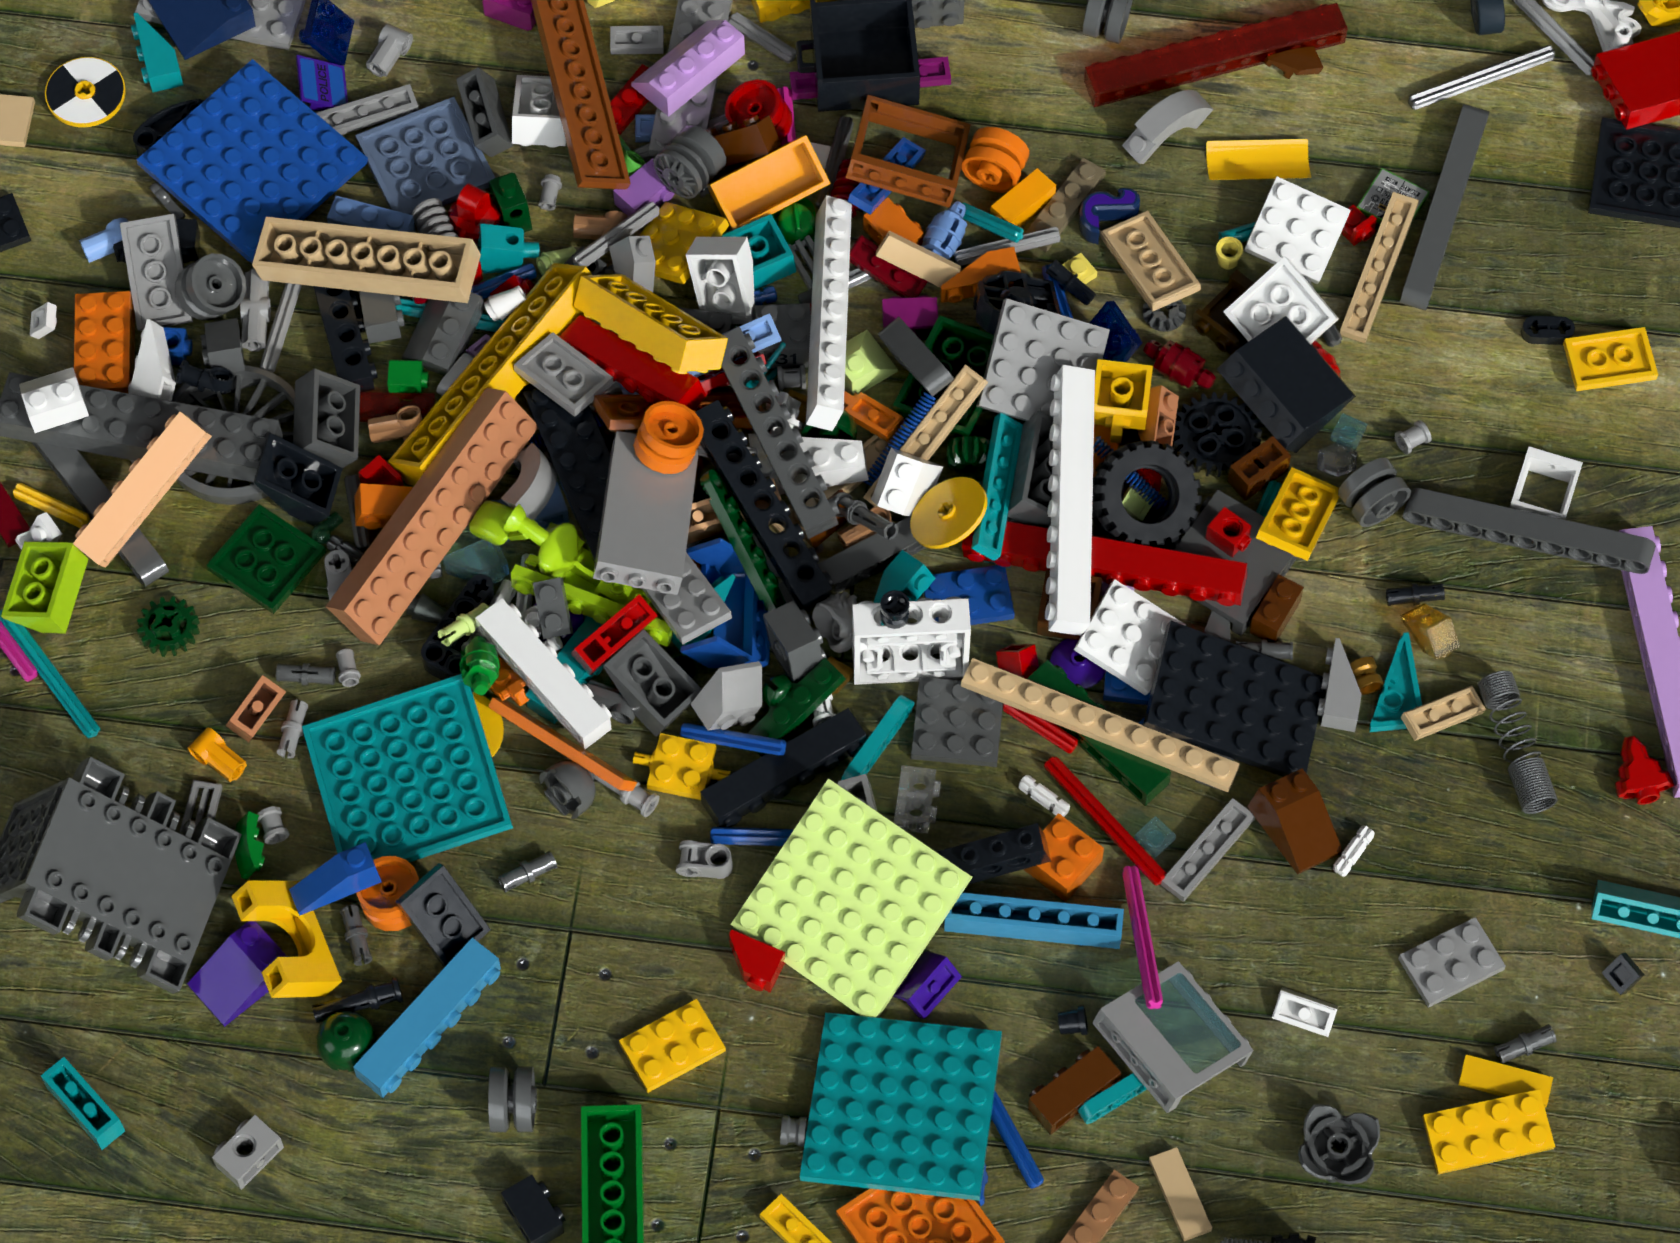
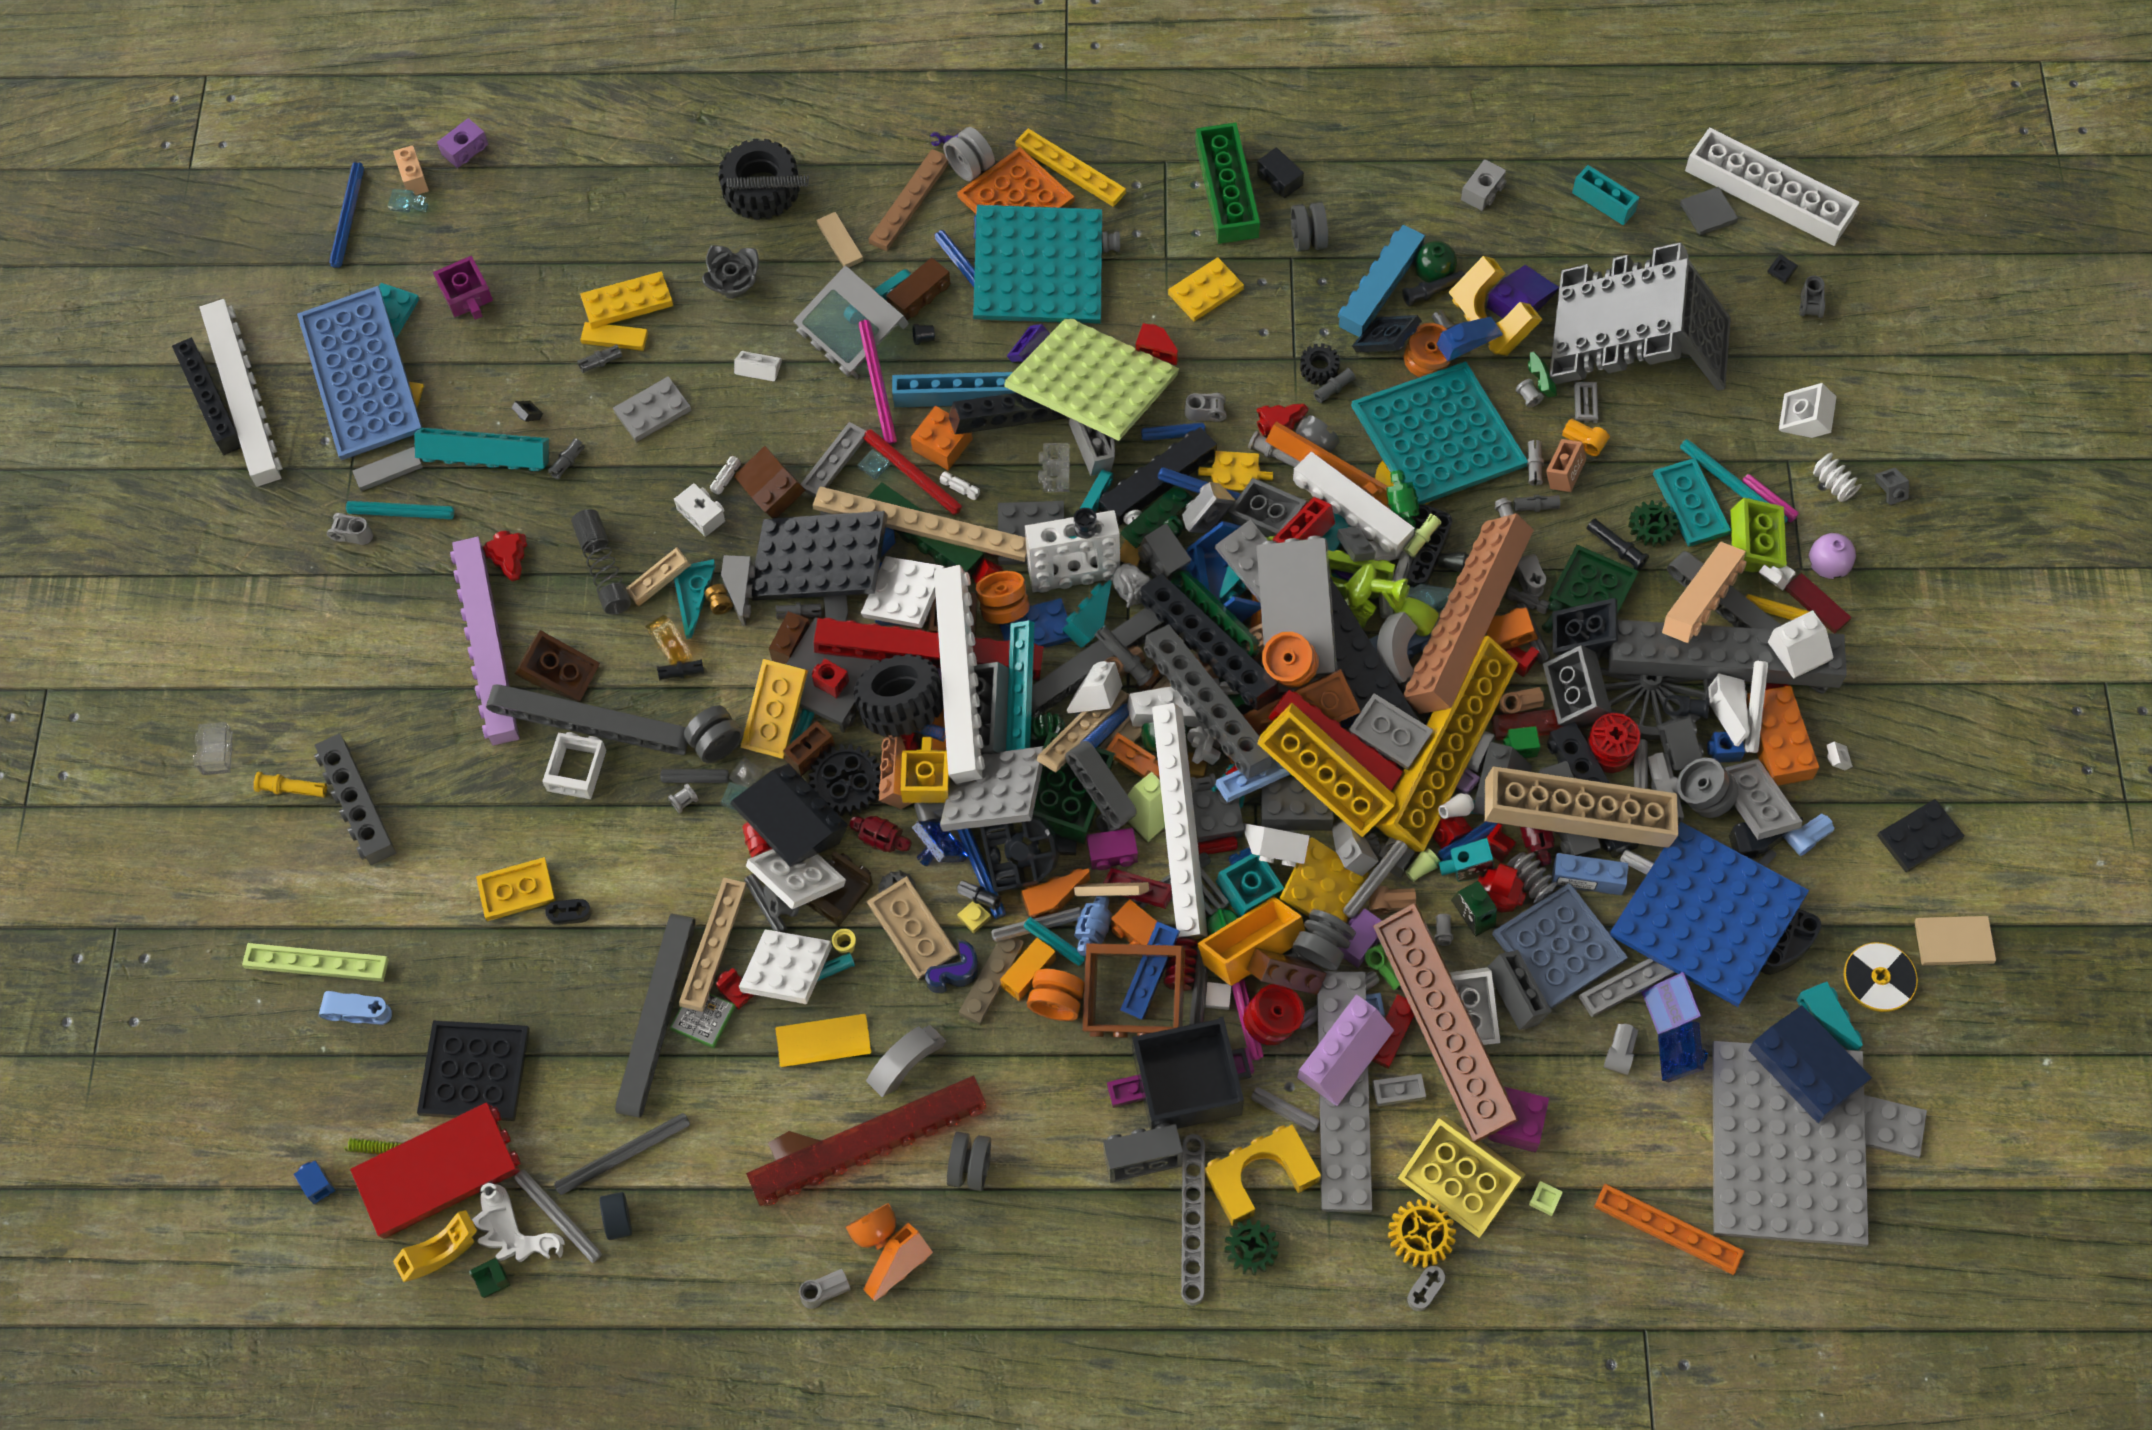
camera: 175 degrees right, 0 degrees up
(110, 651) = (1692, 501): none -> teal plate
(123, 360) = (1756, 705): none -> white axle
(213, 599) = (1625, 549): none -> black pin
(299, 350) = (1614, 741): none -> red wheel
(534, 889) = (1319, 353): none -> black tyre
(609, 830) = (1284, 415): none -> red rock
(948, 512) = (1062, 645): yellow piece -> none
(988, 616) = (1002, 597): none -> orange wheel
(1385, 786) = (699, 509): none -> white brick
(1405, 466) = (694, 775): none -> dark grey axle
(1567, 898) = (566, 458): none -> dark grey pin
(1572, 613) = (557, 667): none -> reddish brown slope

